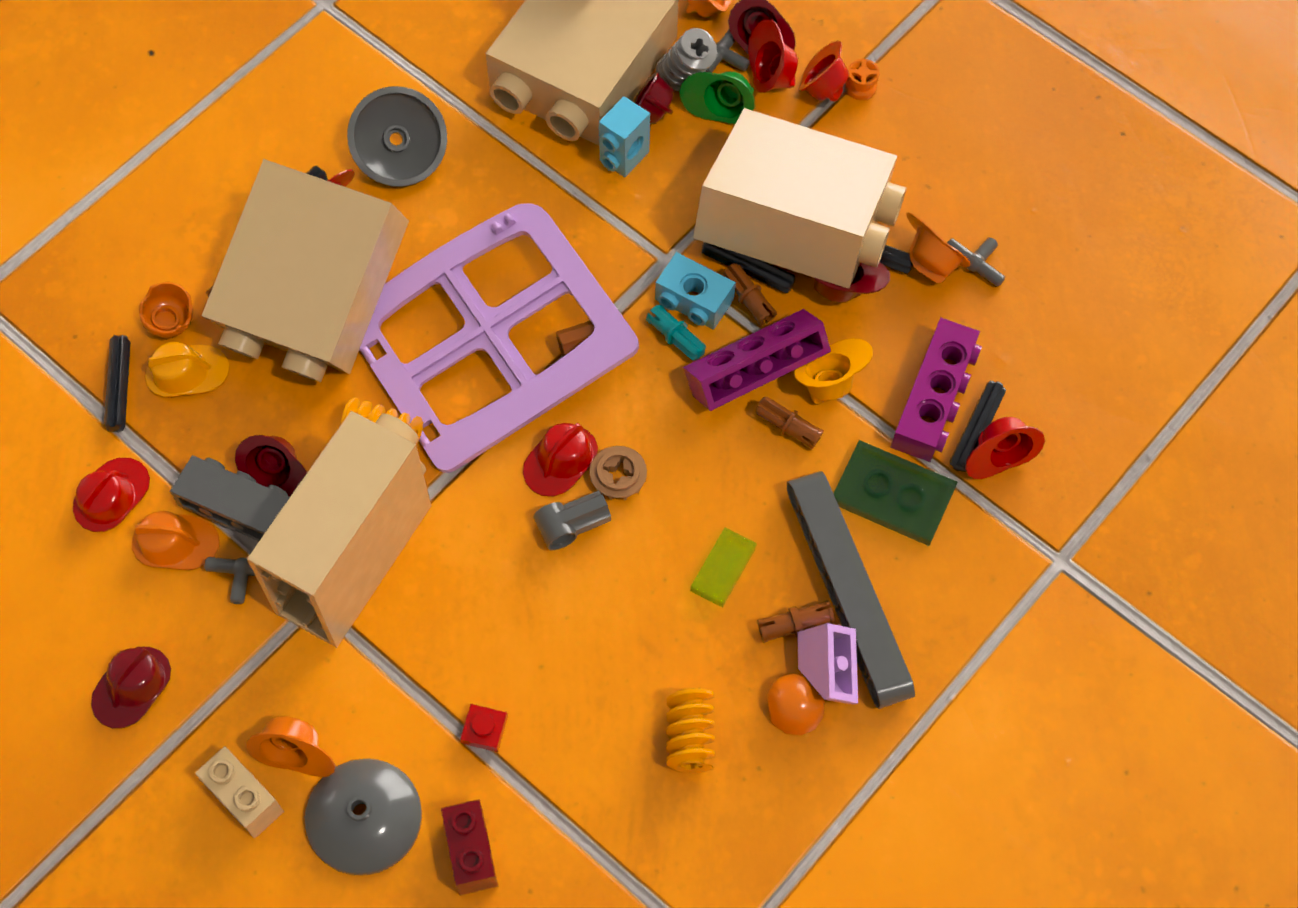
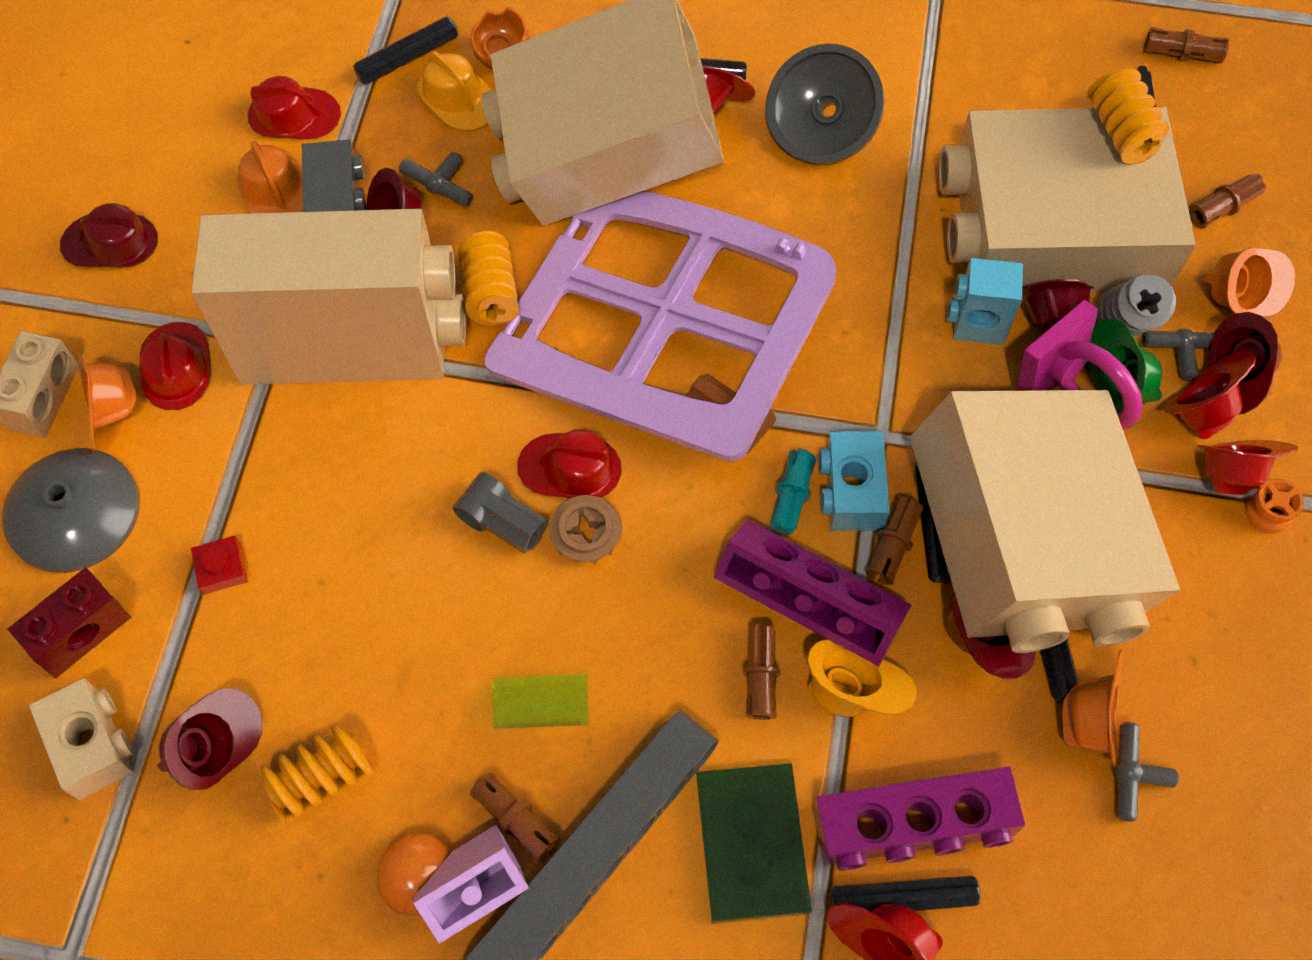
camera: 60 degrees right, 0 degrees up
(259, 423) = (437, 181): none -> dark grey piece
(286, 686) = (174, 366): none -> red piece
(586, 890) = (62, 721): none -> tan brick
(624, 791) = (210, 738): none -> dark red piece
(696, 120) = (1063, 353): none -> dark pink tile

